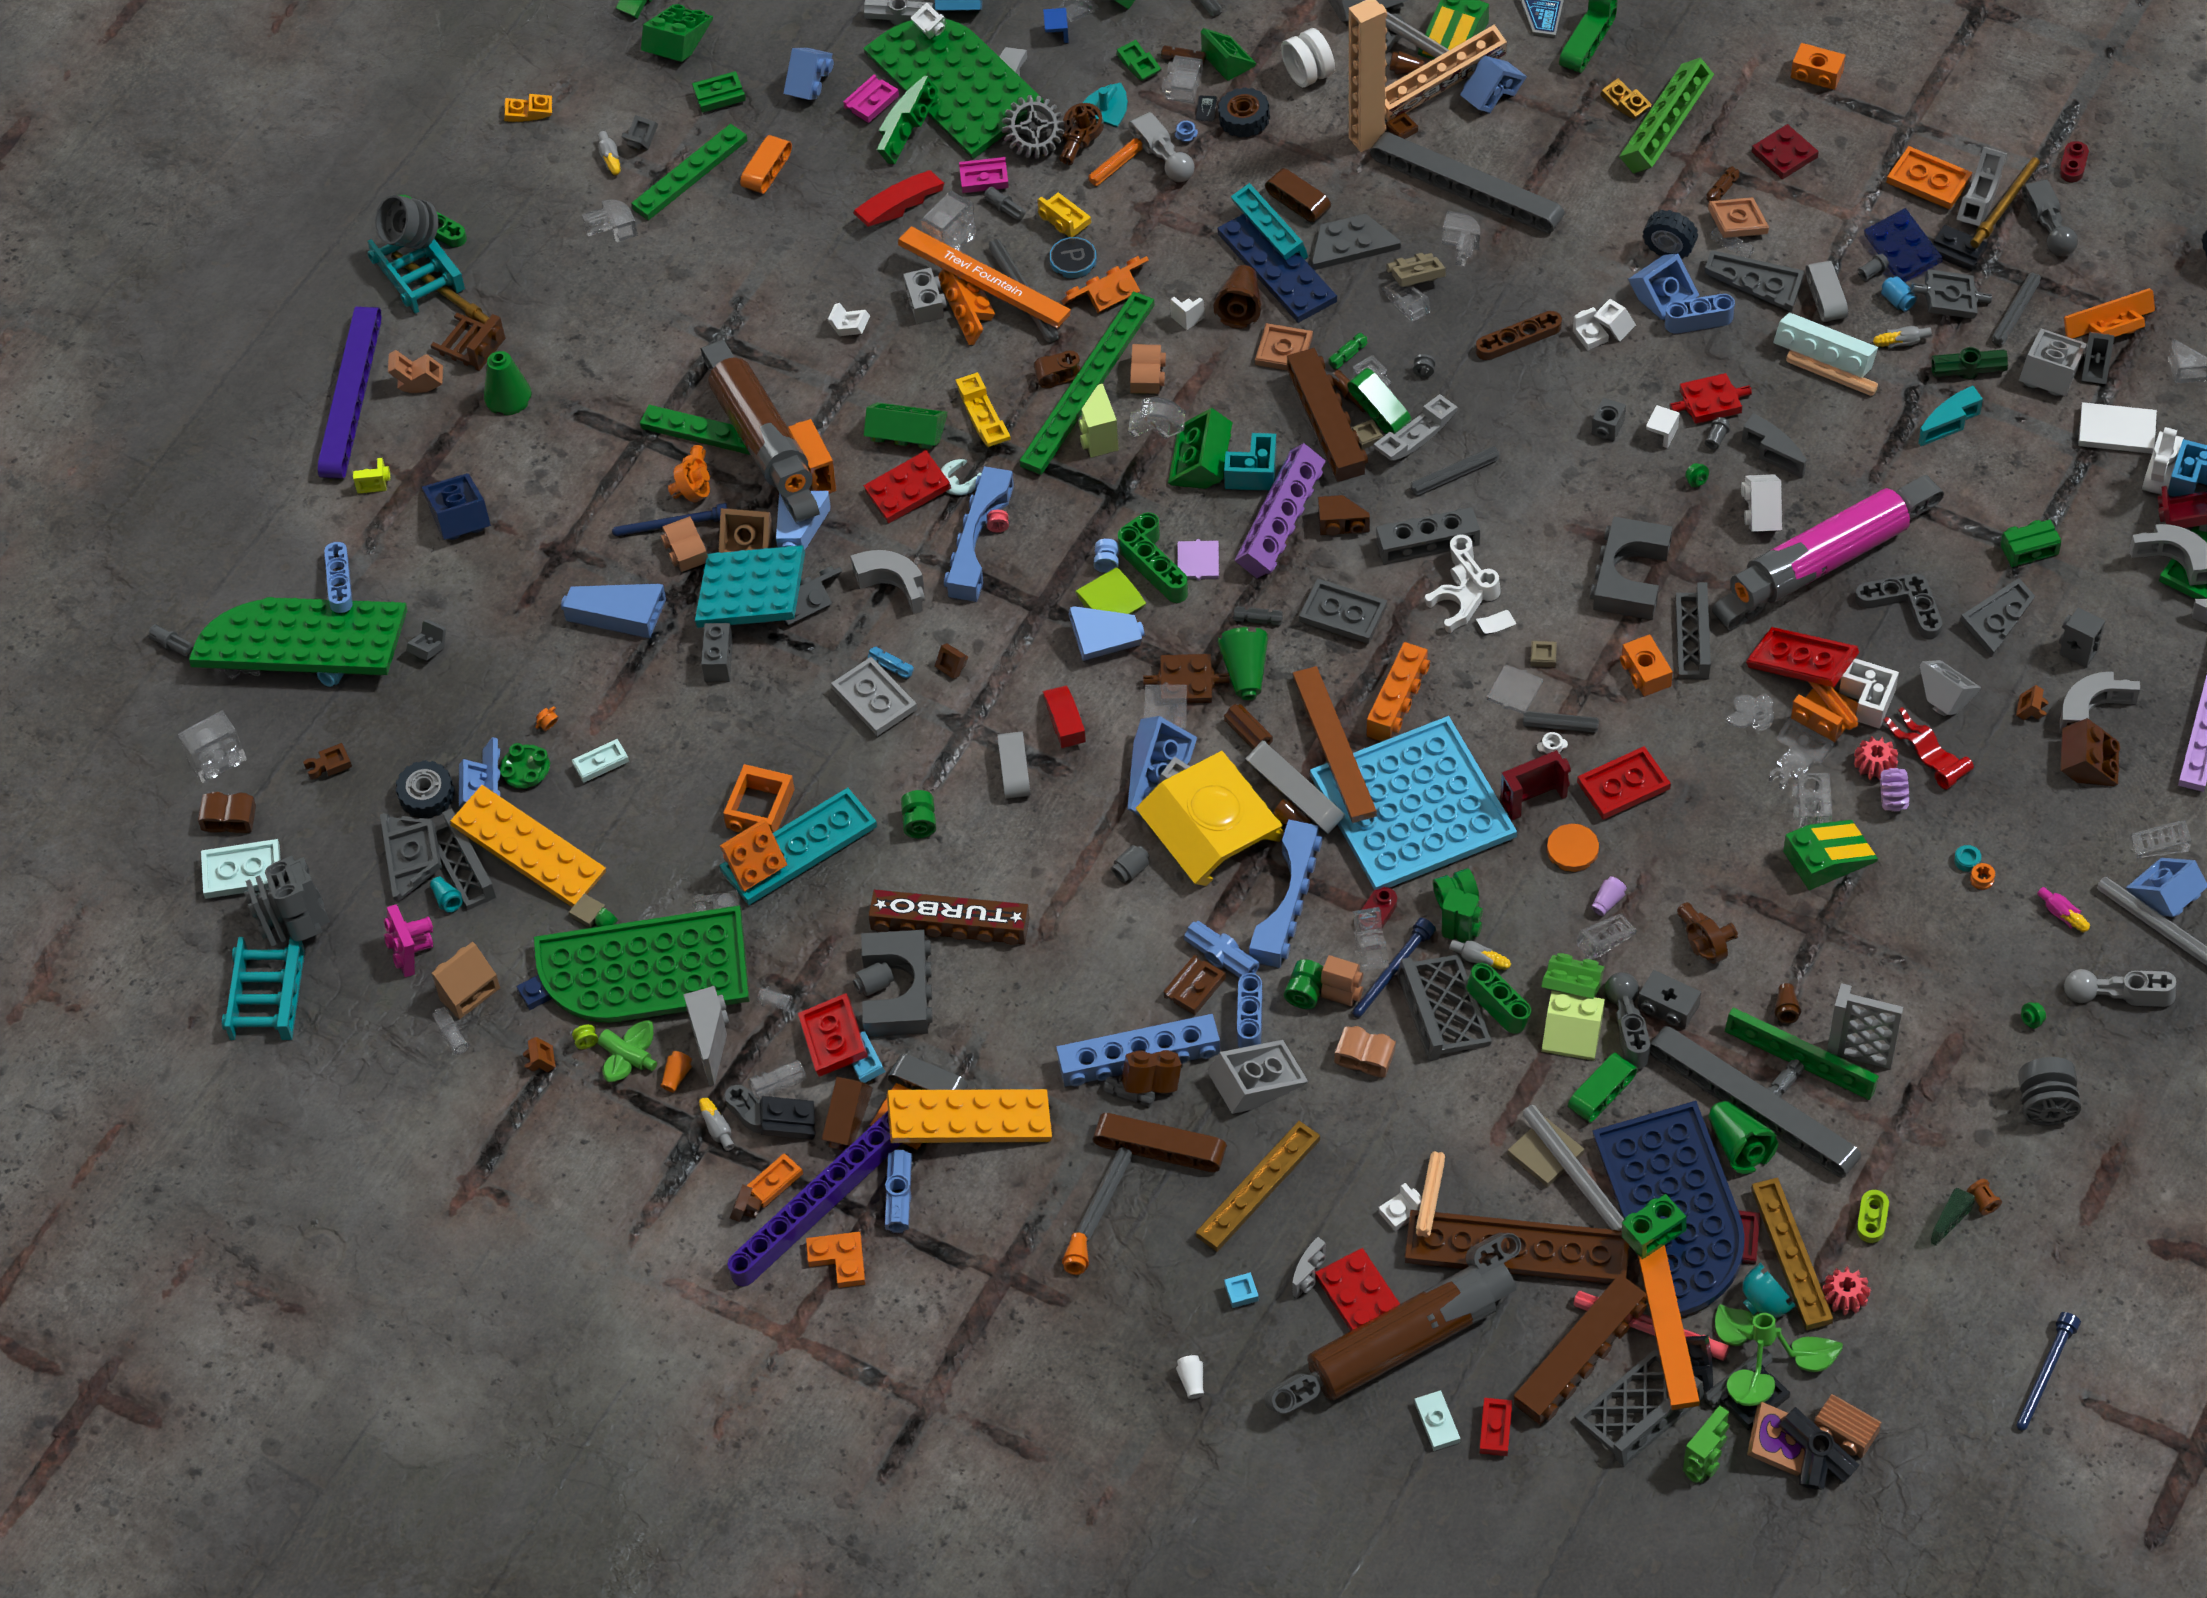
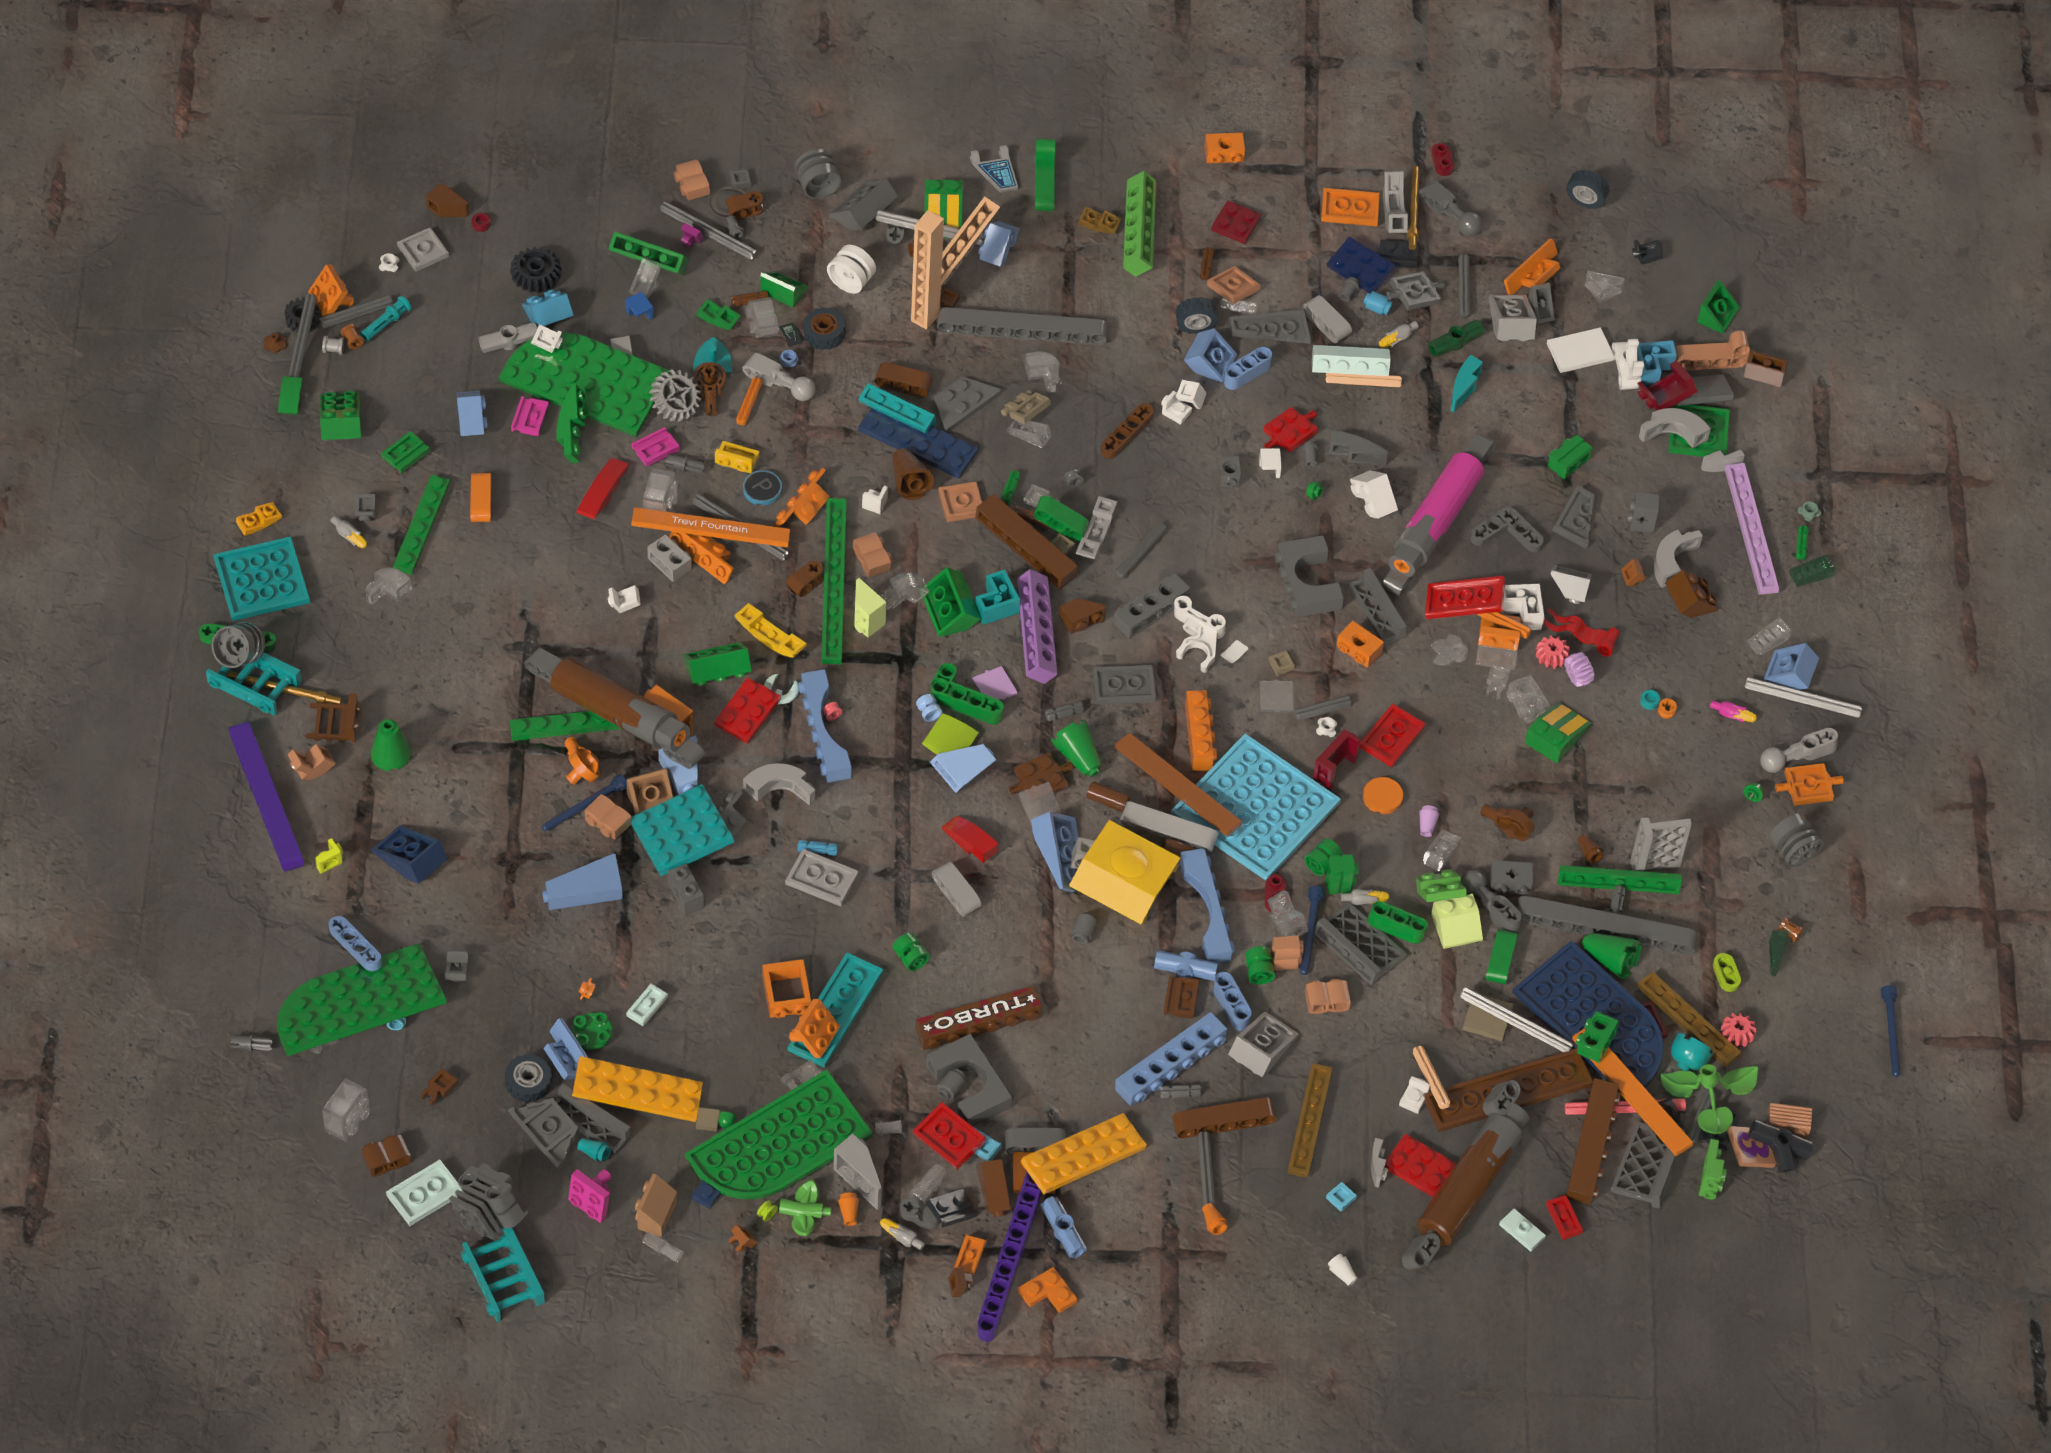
camera: 35 degrees left, 0 degrees up
(490, 169) = (261, 578): none -> teal plate
(950, 660) = (862, 829): reddish brown tile -> none
(1151, 1072) = (1192, 1070): reddish brown brick -> none
(2110, 1032) = (1809, 784): none -> orange plate

